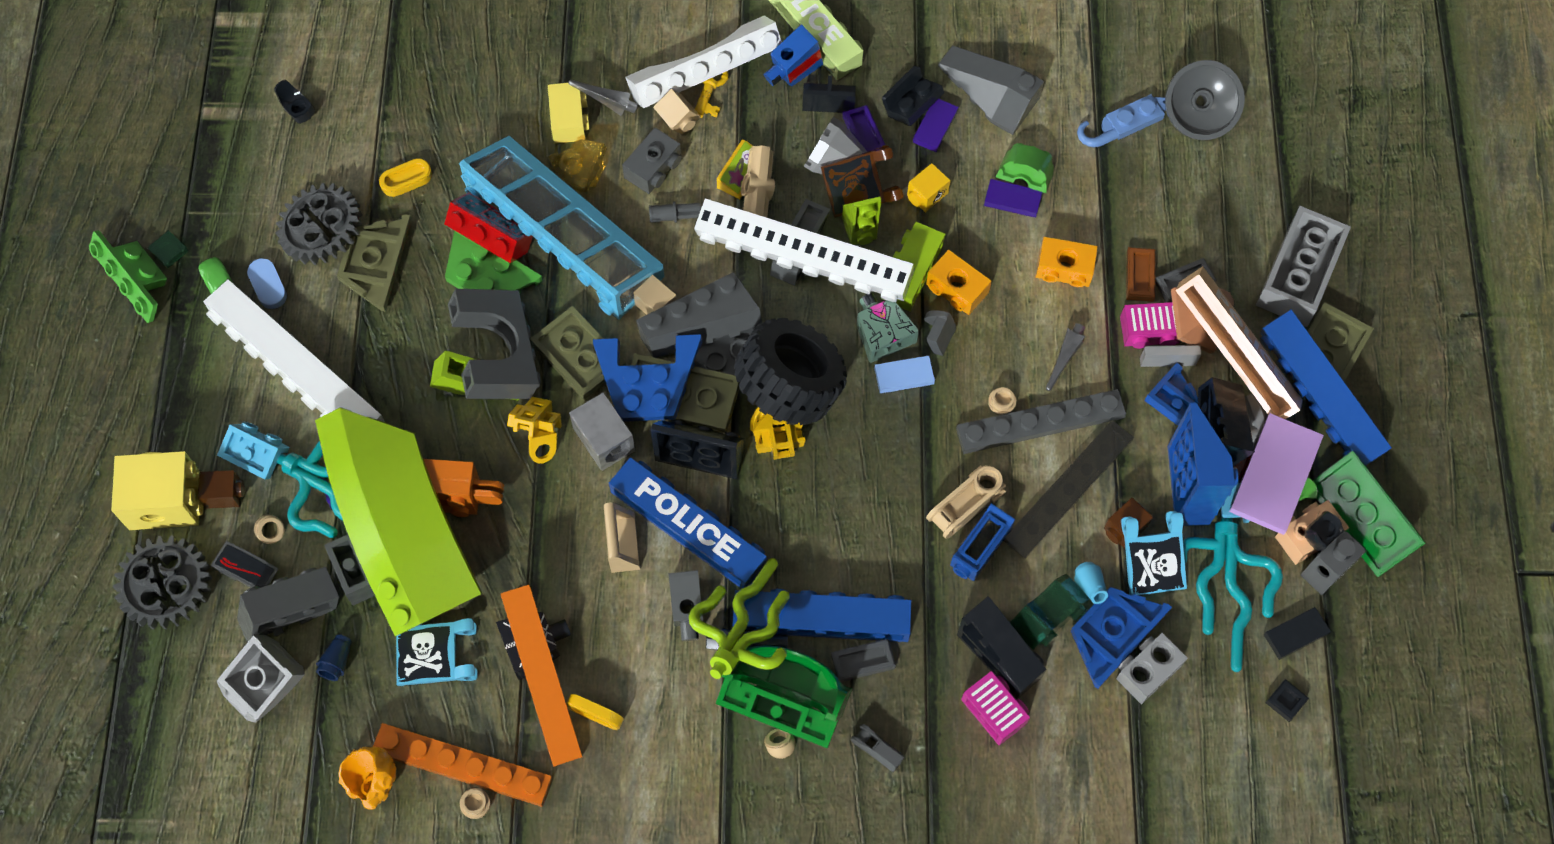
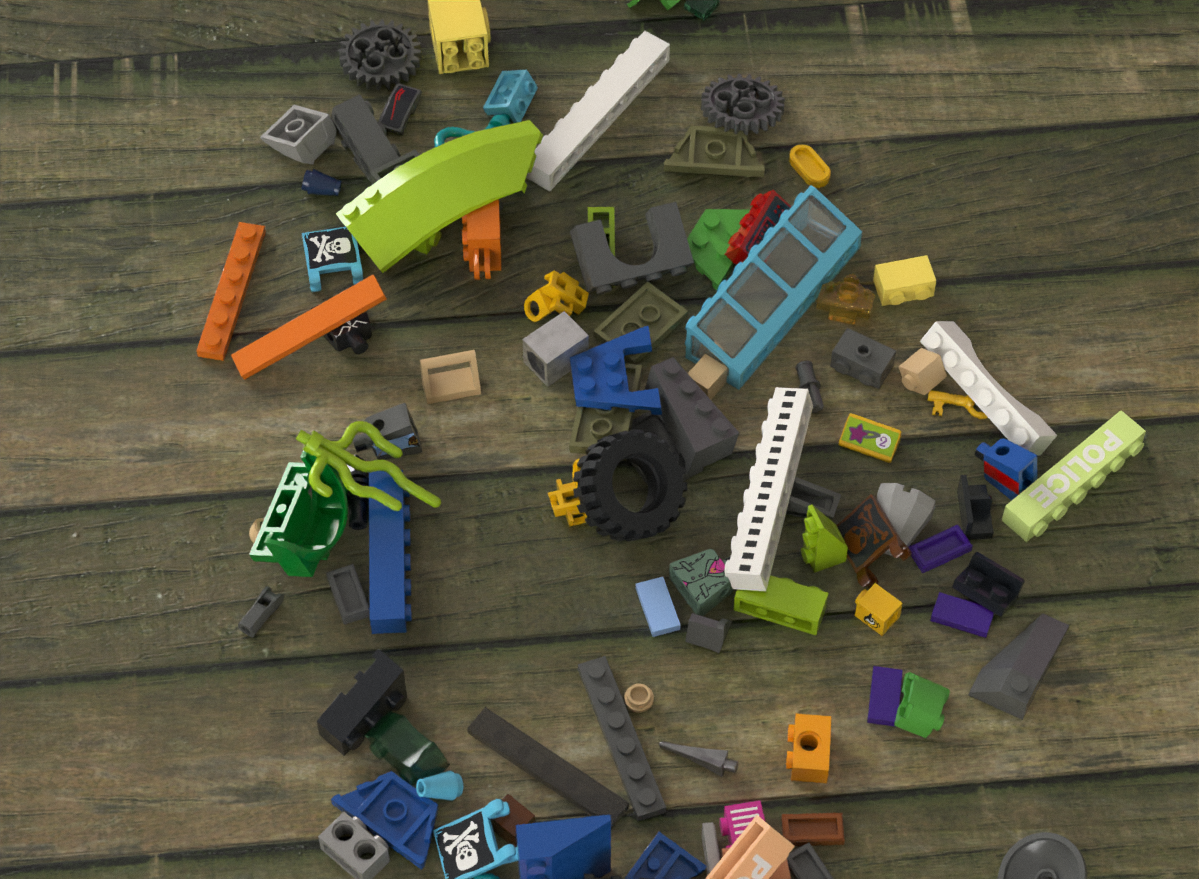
camera: 85 degrees right, 10 degrees down
(213, 273) = (679, 38): bright green hair -> none
(220, 489) = (469, 78): reddish brown brick -> none
(260, 523) = (433, 114): tan piece -> none
(267, 283) = (678, 80): light blue tile -> none
(294, 102) = (872, 67): black hair -> none
(368, 775) = (214, 219): light orange hair -> none
(475, 803) = (196, 303): tan plate -> none
(594, 712) = (282, 378): yellow tile -> none
(615, 100) = (927, 314): flat silver piece -> none
(688, 523) = (473, 429): blue brick -> none
(697, 448) = (548, 423): black slope -> none
(757, 183) = (848, 451): tan piece -> none
(953, 269) = (765, 660): light orange brick -> none
(965, 565) = (471, 693): blue window -> none
(967, 500) = (521, 670): tan piece -> none
(996, 707) = (302, 706): dark pink brick -> none
(1126, 121) = (1004, 802): medium blue plate -> none

